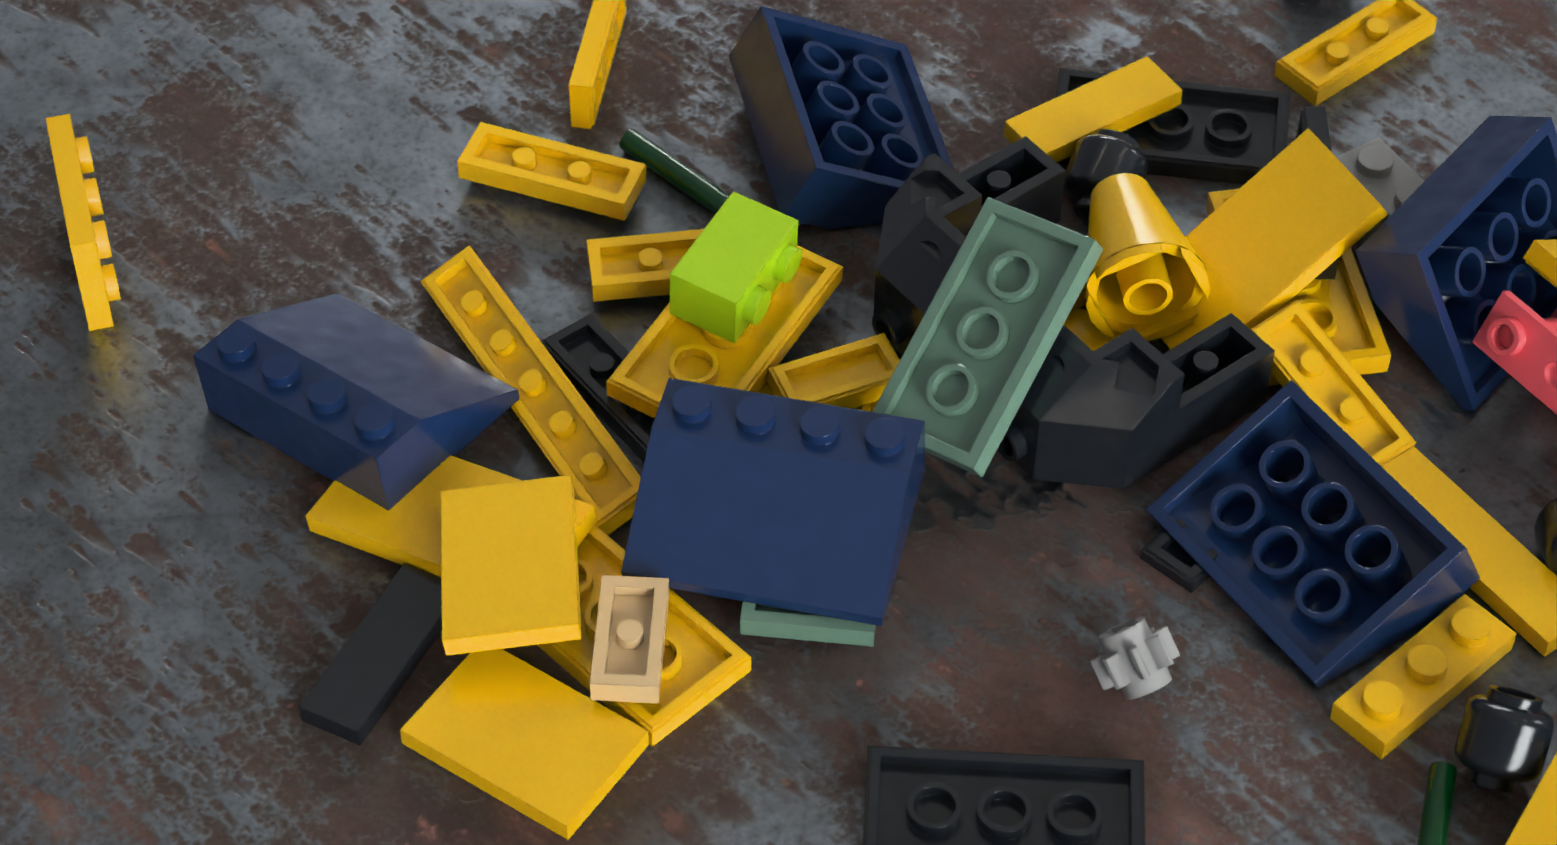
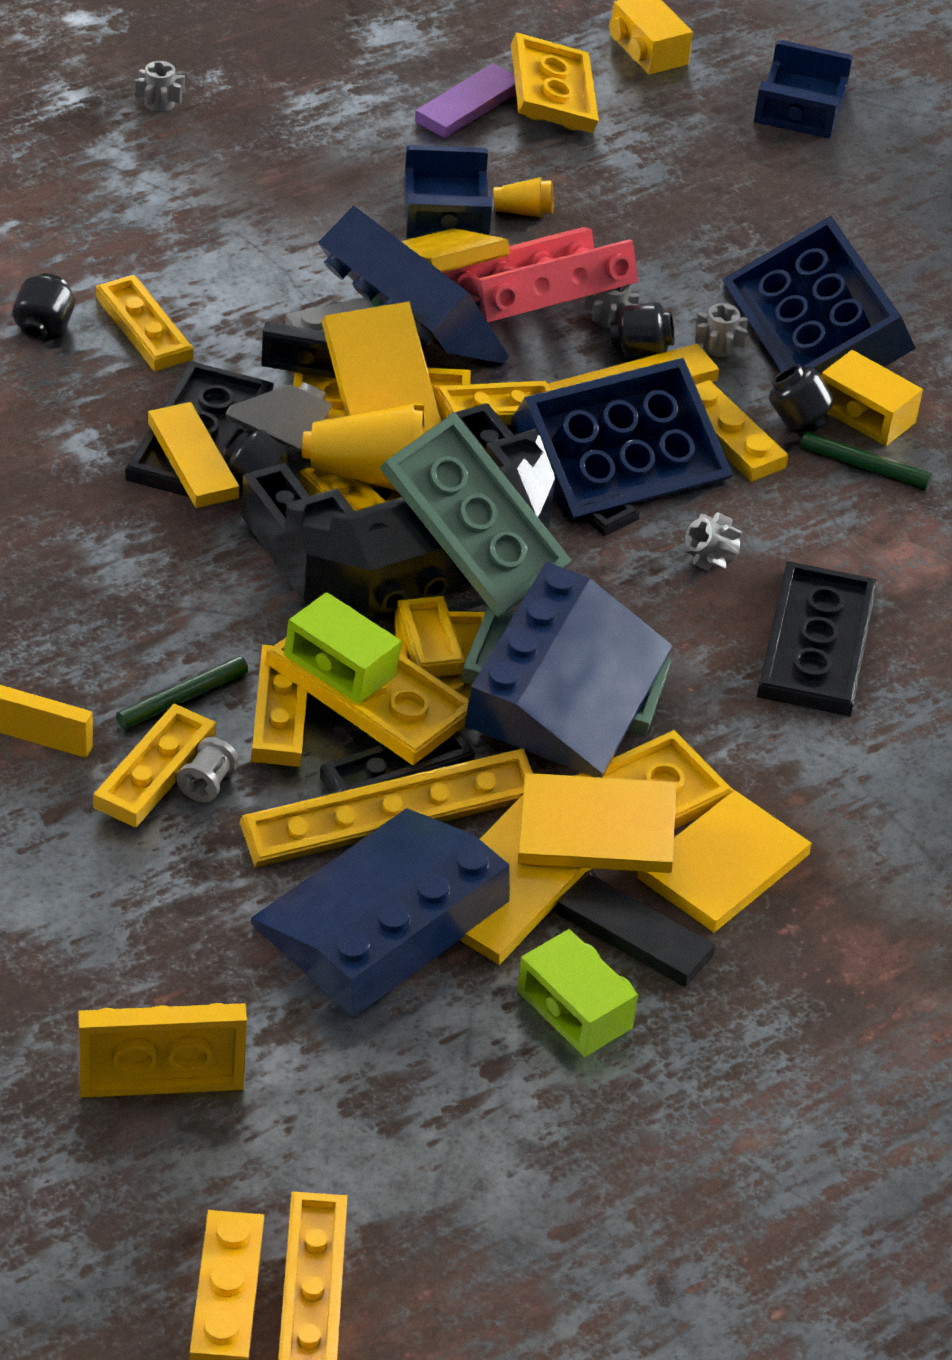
camera: 85 degrees left, 5 degrees down
(247, 593) = (577, 992): none -> lime brick
(535, 201) = (207, 769): none -> light grey bush
(629, 639) = (694, 775): tan plate -> none
(832, 117) = (157, 595): dark blue slope -> none
(1183, 171) = (282, 413): none -> light grey slope

